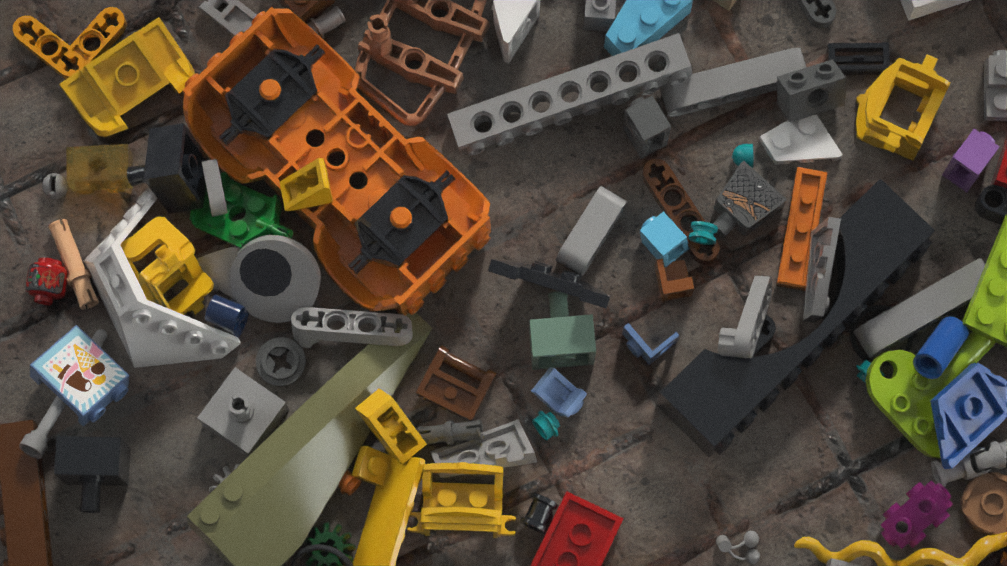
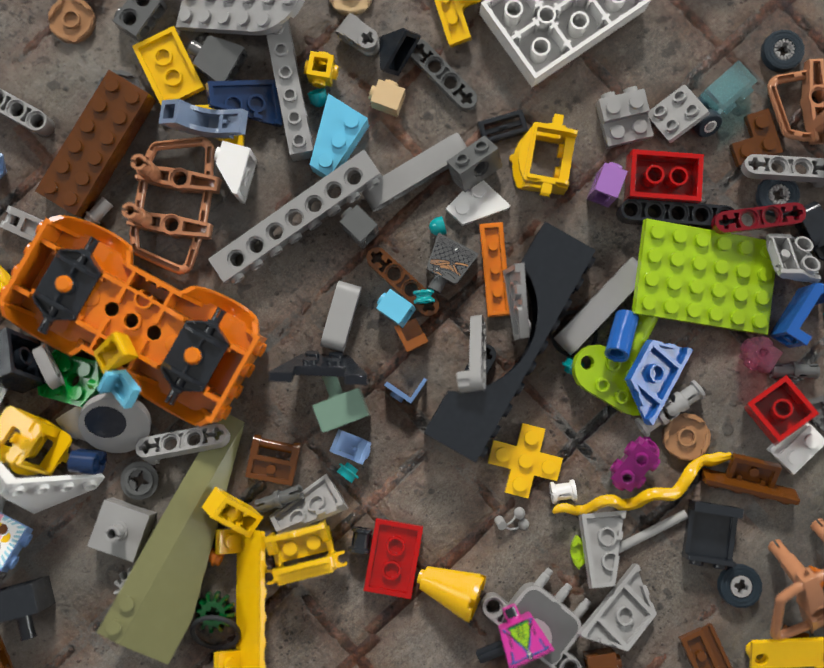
camera: 15 degrees left, 10 degrees up
(301, 230) = (121, 386): none -> medium azure bracket
(776, 475) = (525, 460): none -> yellow plate
(815, 526) = (563, 491): none -> white bush

